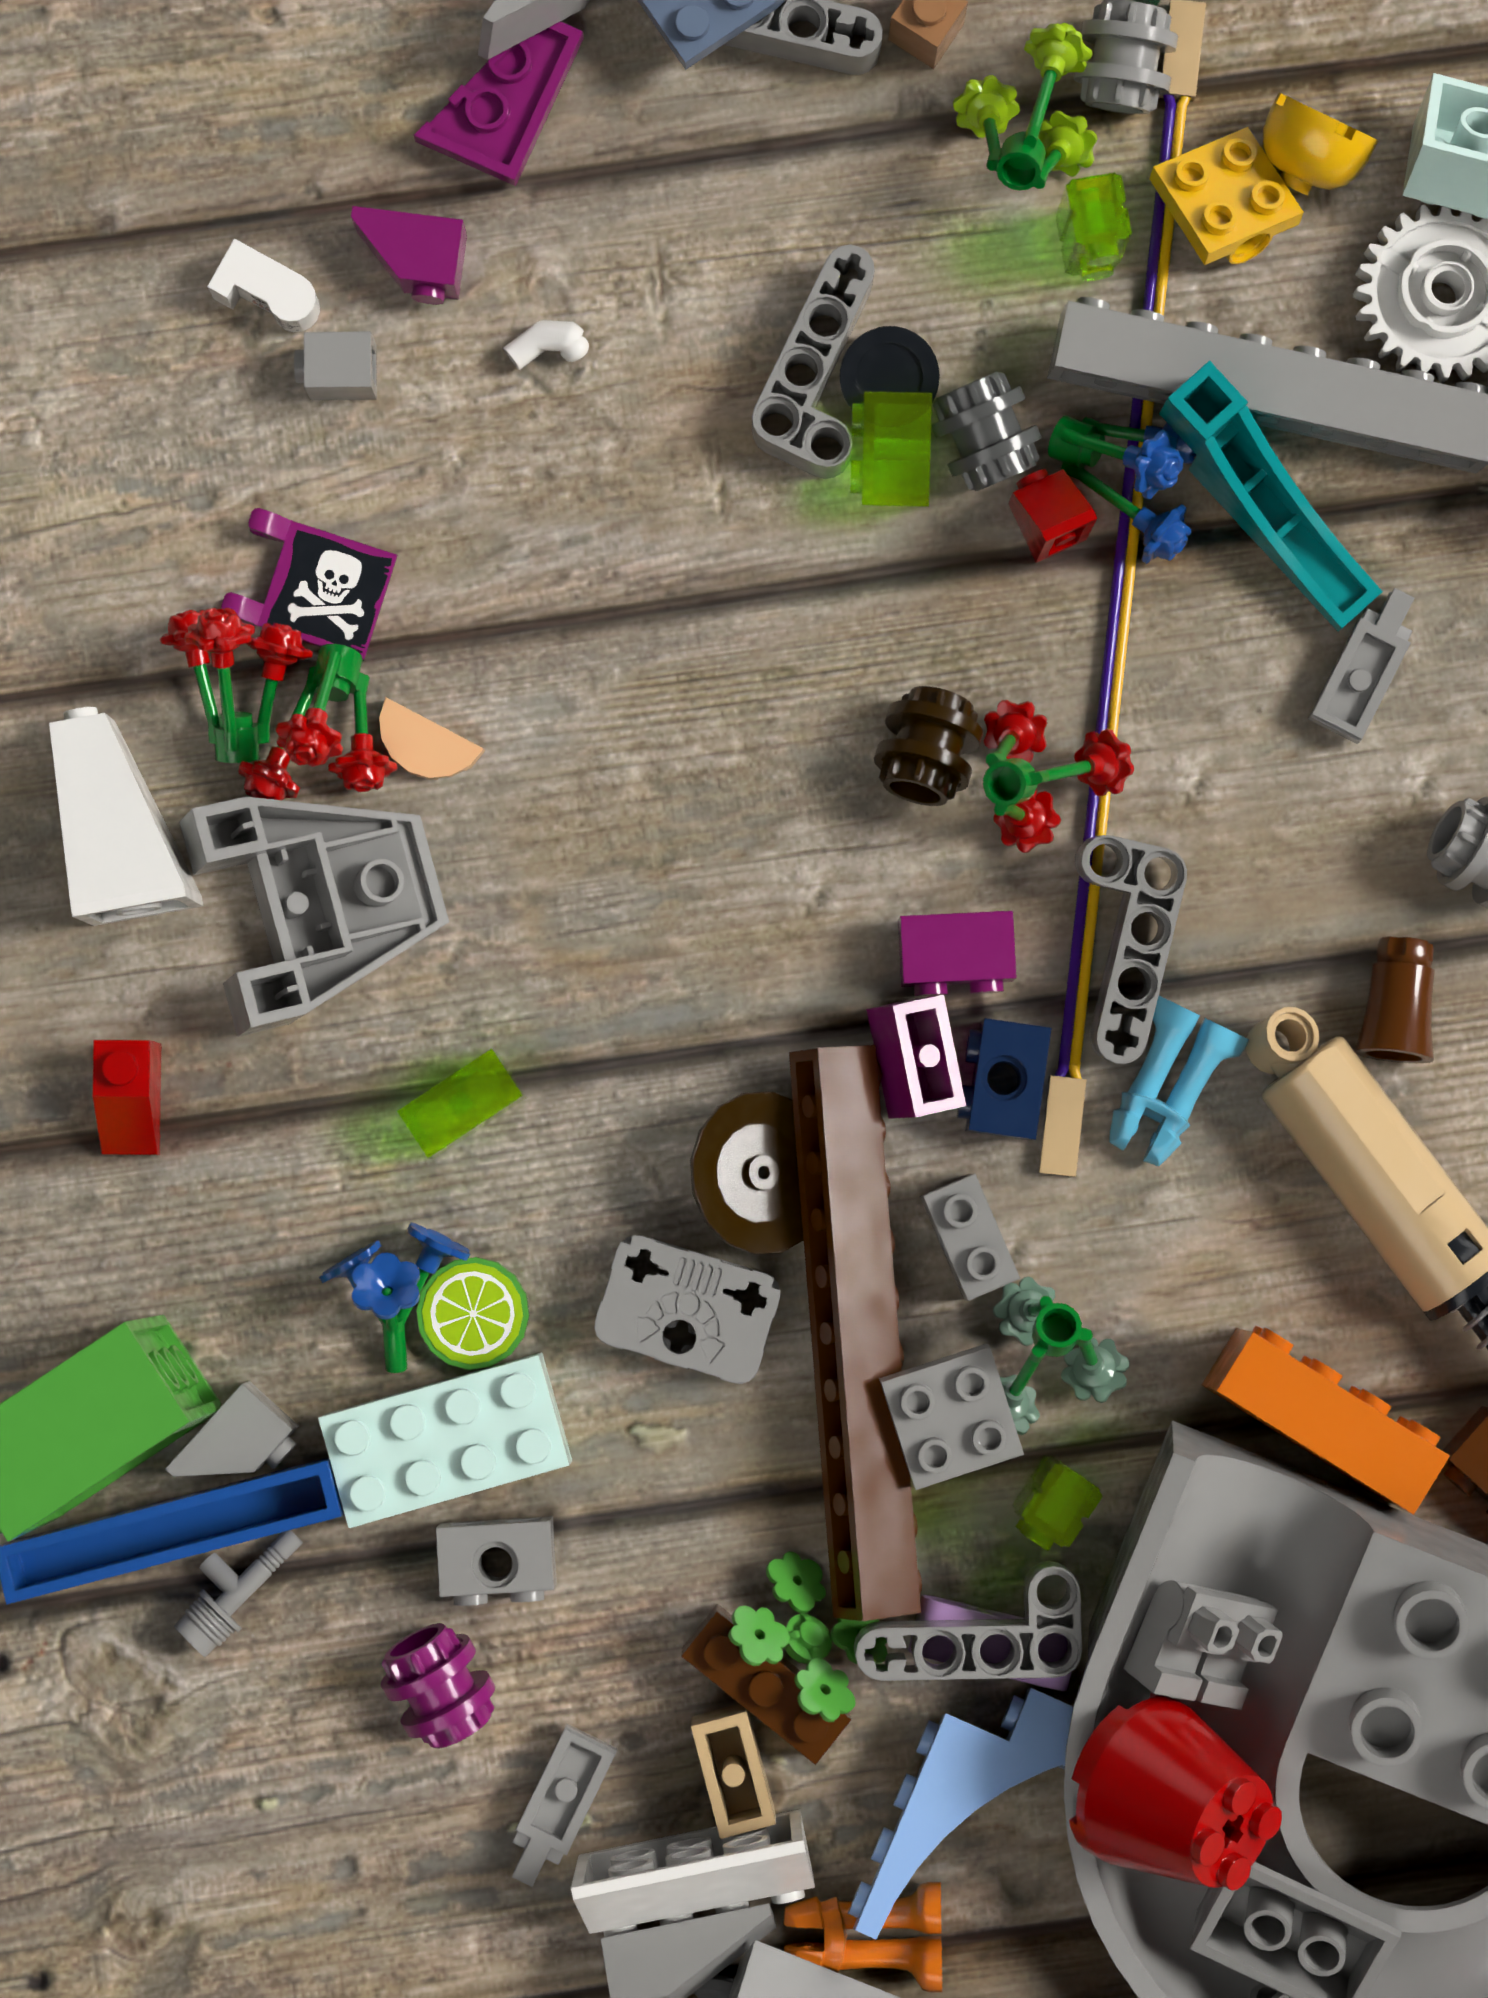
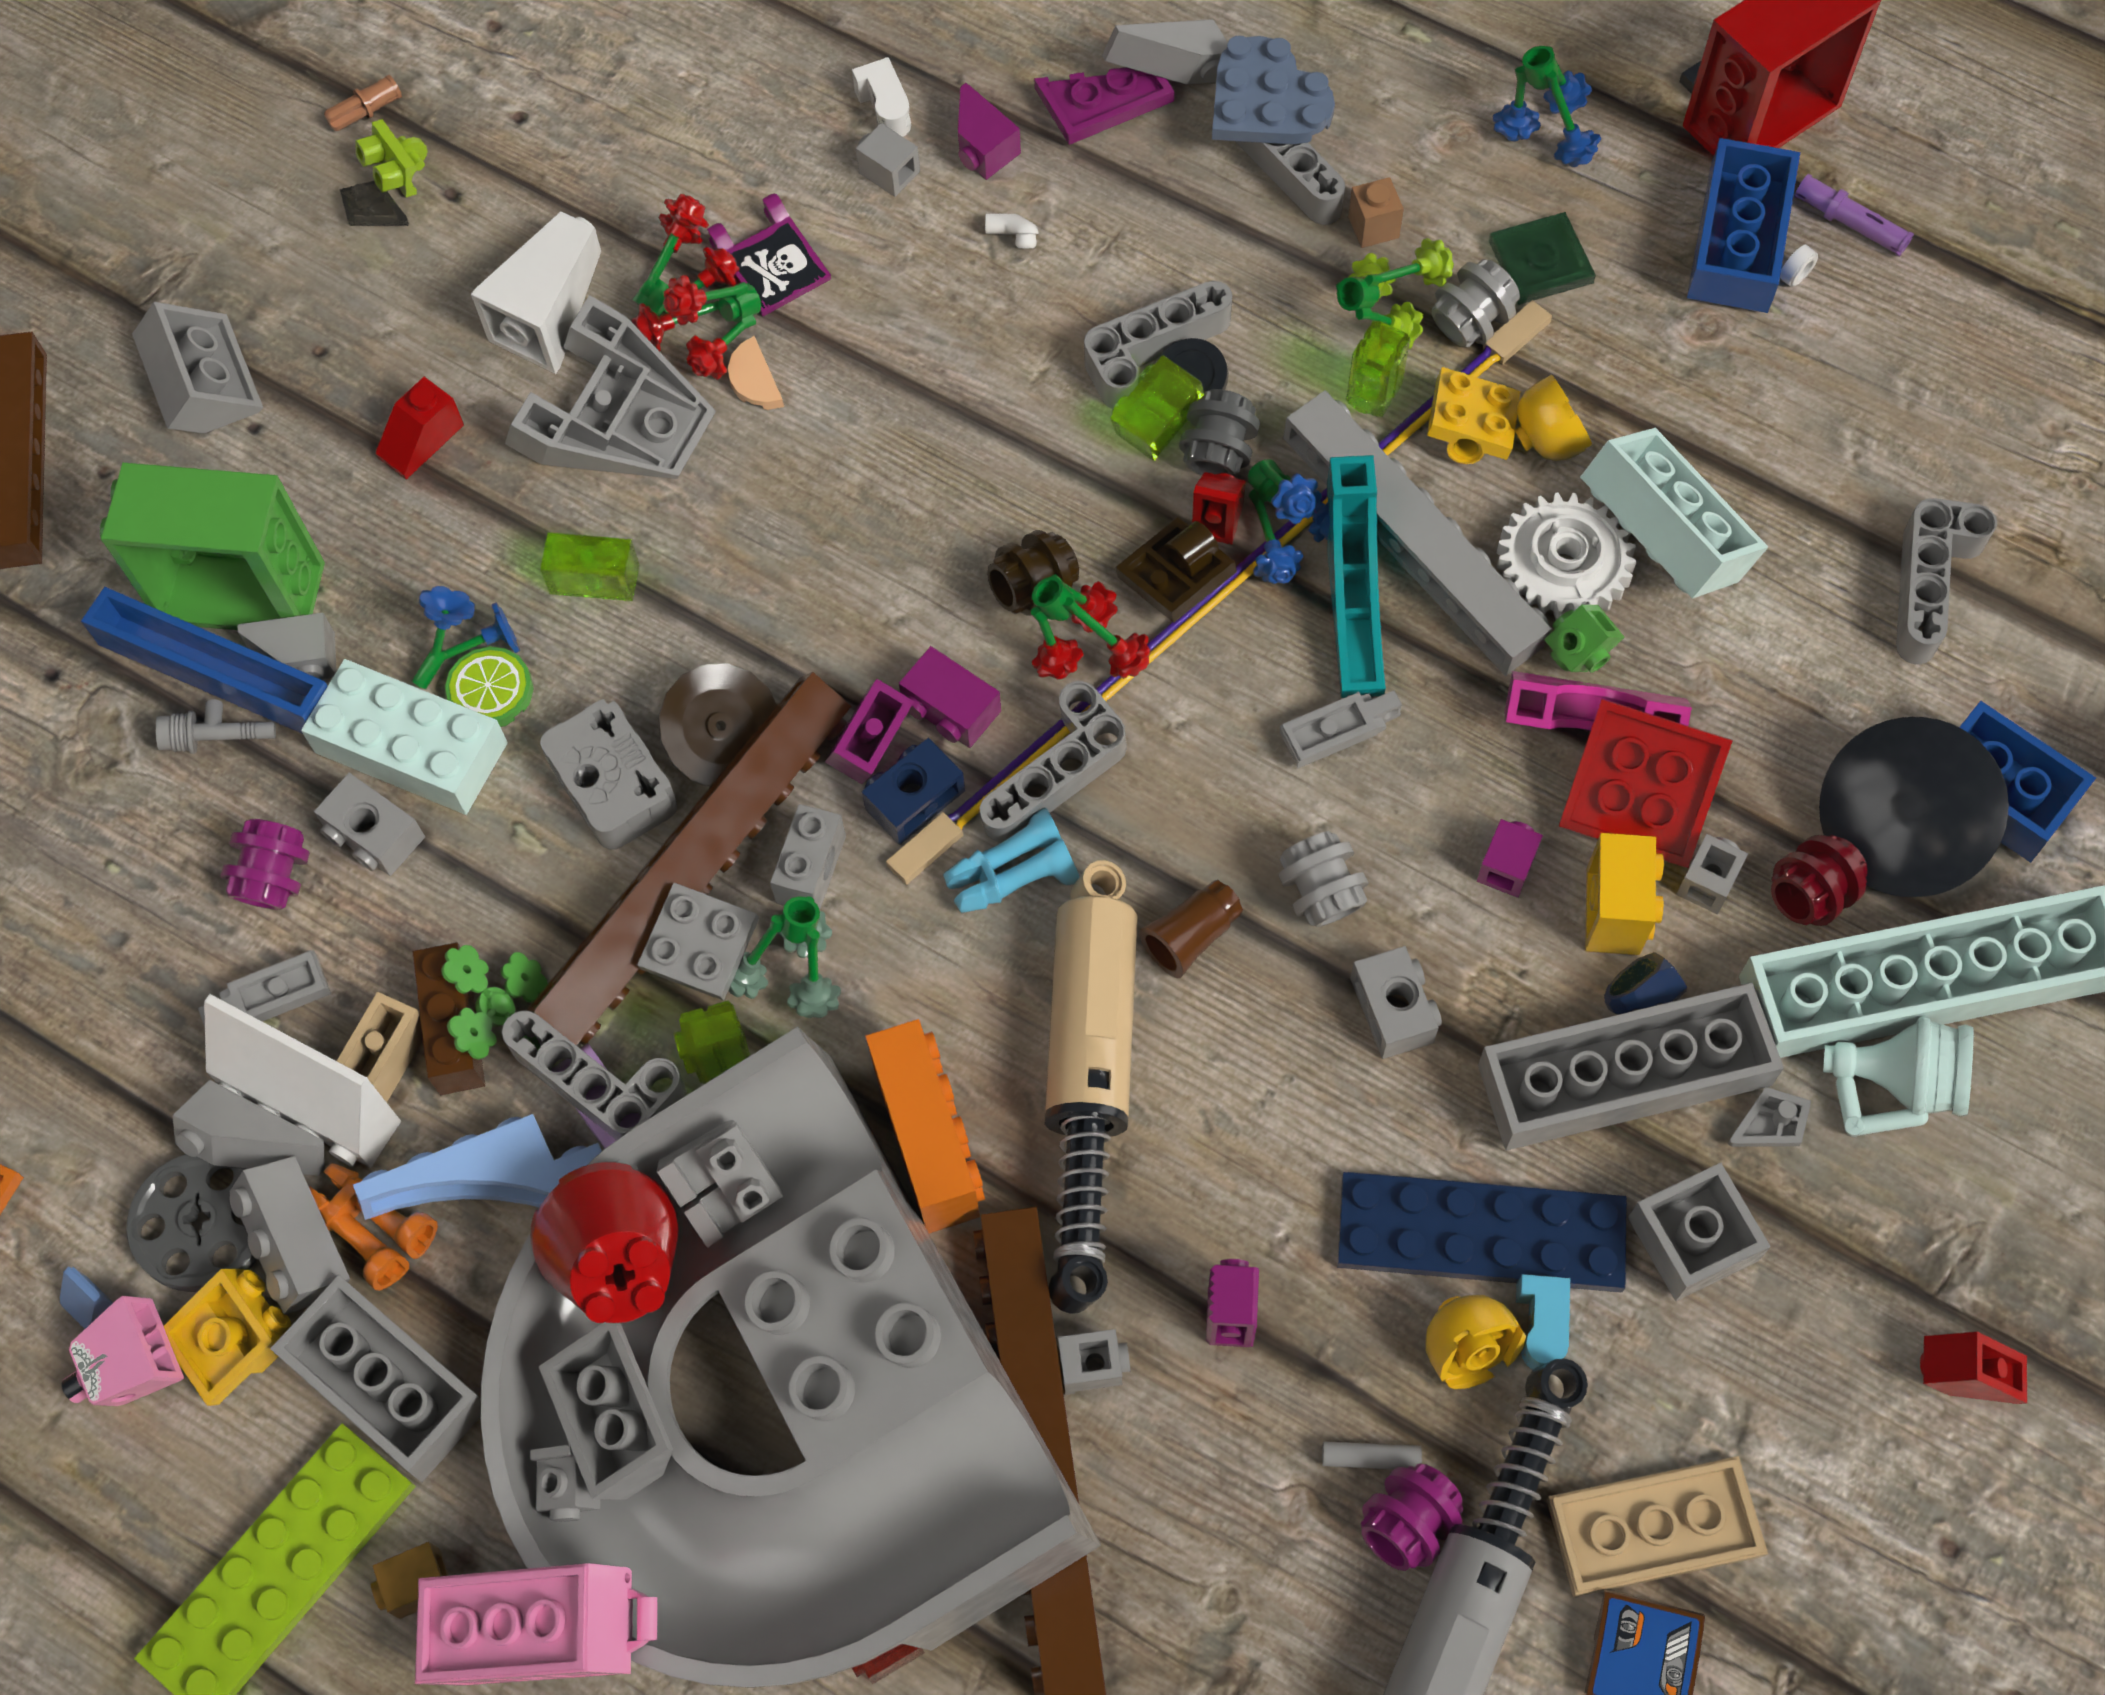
camera: 45 degrees right, 20 degrees down
(1065, 622) = (1177, 568): none -> dark brown plate

